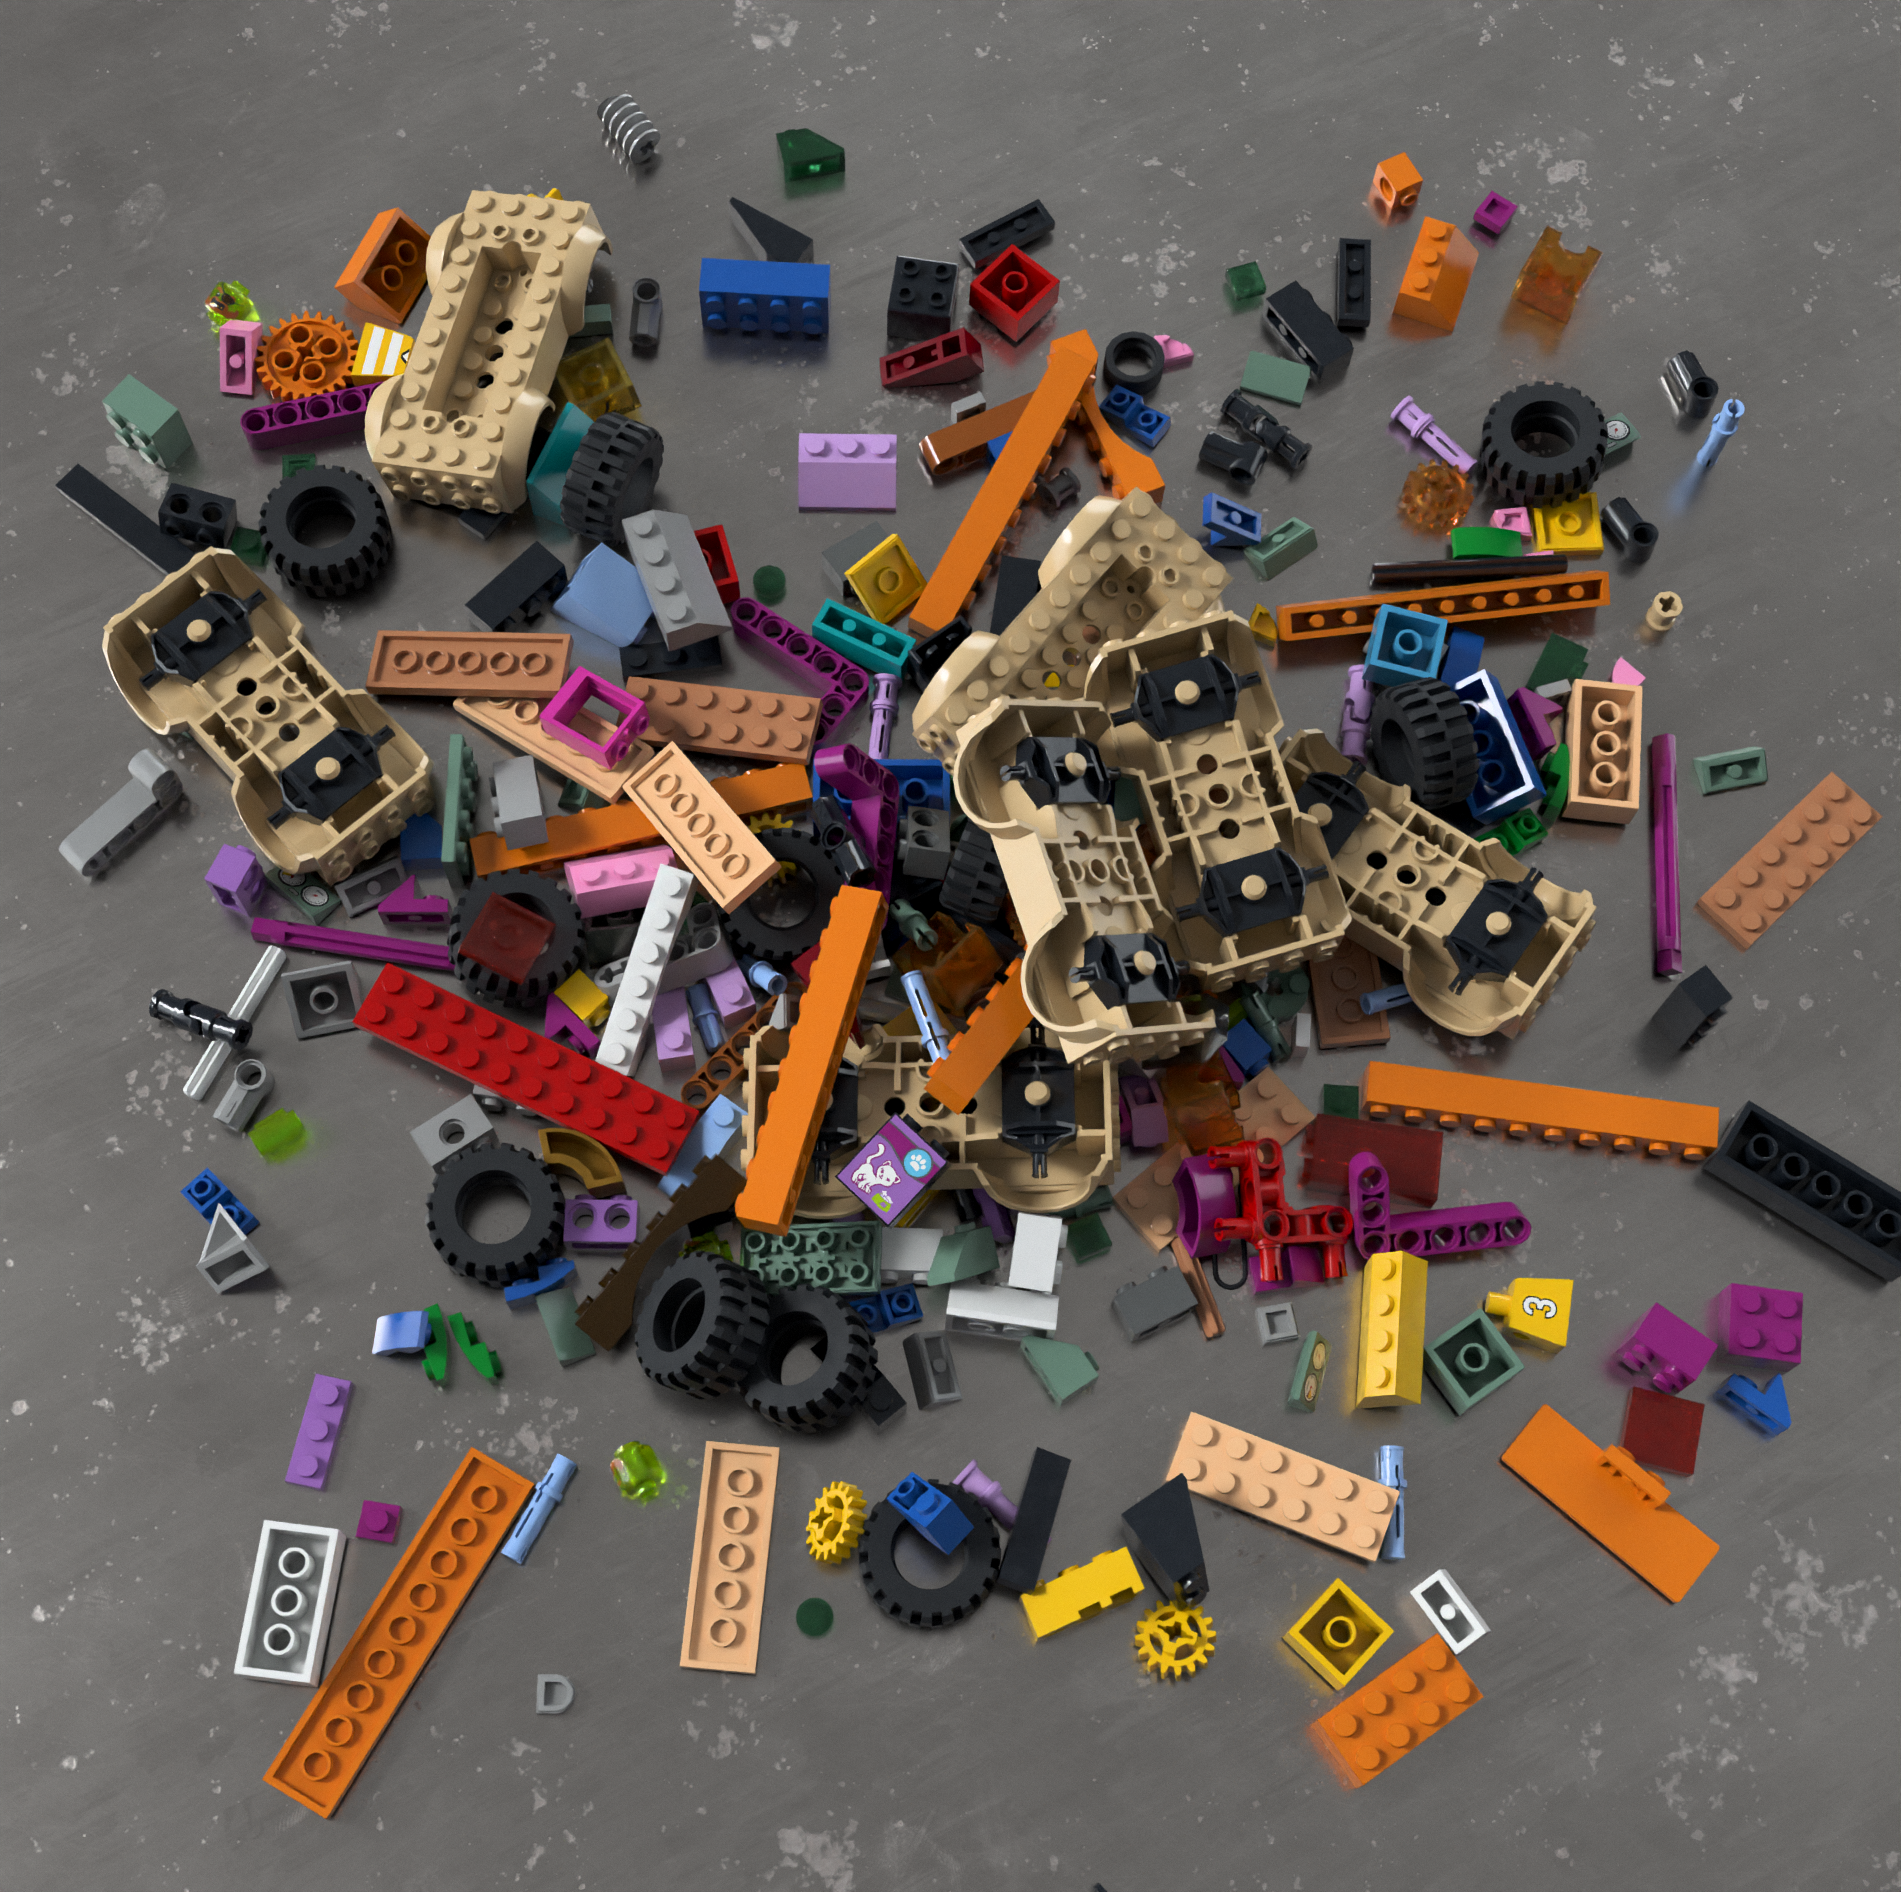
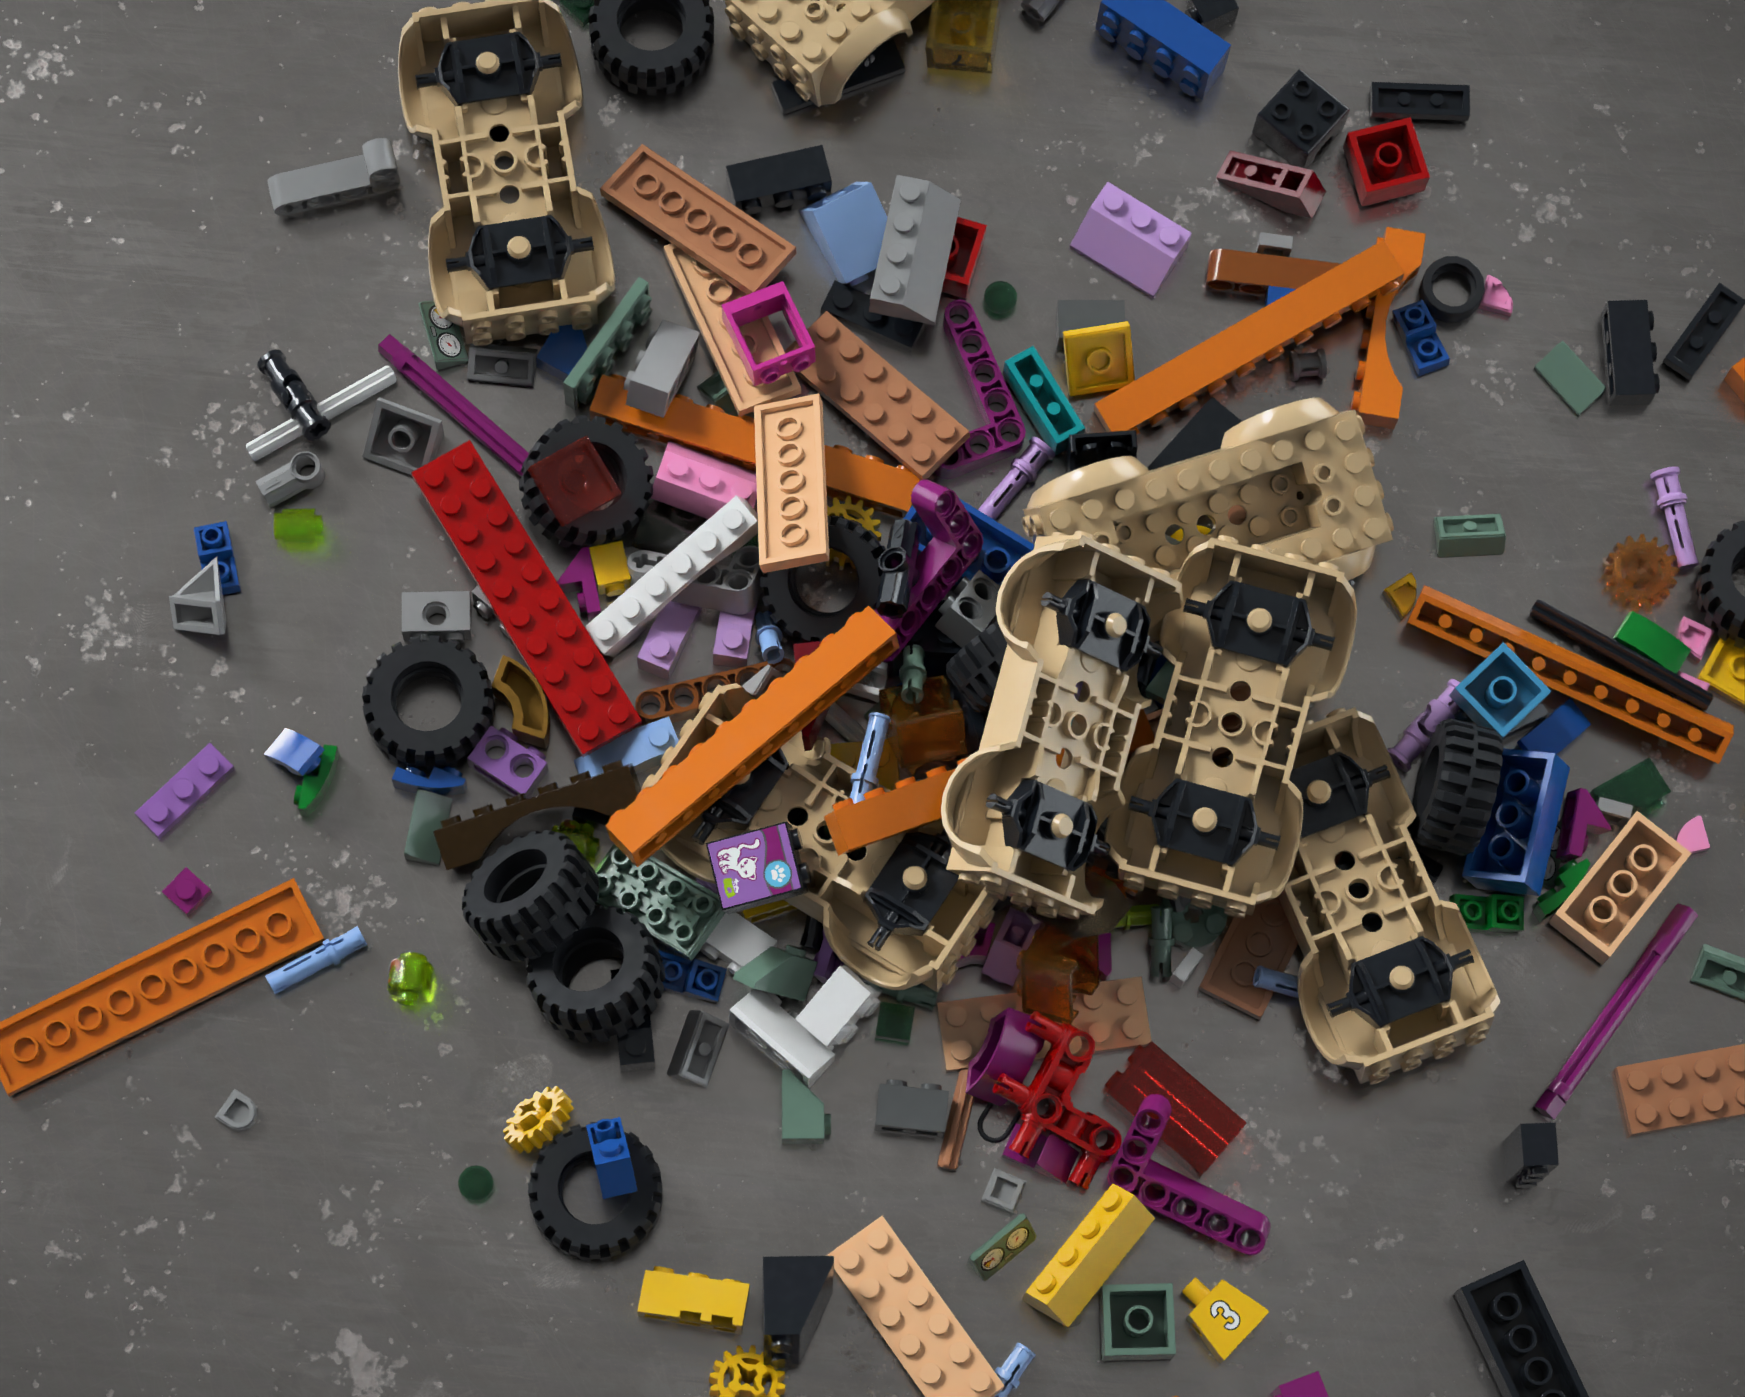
camera: 30 degrees right, 5 degrees up
(236, 879) = (393, 293): medium lavender brick -> none
(290, 1603) = (80, 911): white brick -> none
(406, 908) = (516, 400): magenta slope -> none
(479, 1355) = (345, 809): green slope -> none
(551, 467) = (891, 93): teal slope -> none
(611, 477) = (916, 129): black tyre -> none
(705, 1016) = (701, 644): light blue axle -> none
(730, 1558) = (440, 1094): light nougat plate -> none
(988, 1492) = (674, 1177): lavender pin -> none
(1033, 1521) = (695, 1219): black tile -> none
(1230, 522) = (1436, 486): blue slope -> none
(1241, 460) = (1485, 435): black piece -> none
(1245, 281) = (1606, 272): clear green plate -> none
(1247, 1049) = (1130, 950): blue brick -> none
(1266, 430) = (1529, 423): black piece -> none
(1340, 1100) = (1182, 1044): clear green plate -> none
(1540, 1110) = (1346, 1157): orange brick -> none

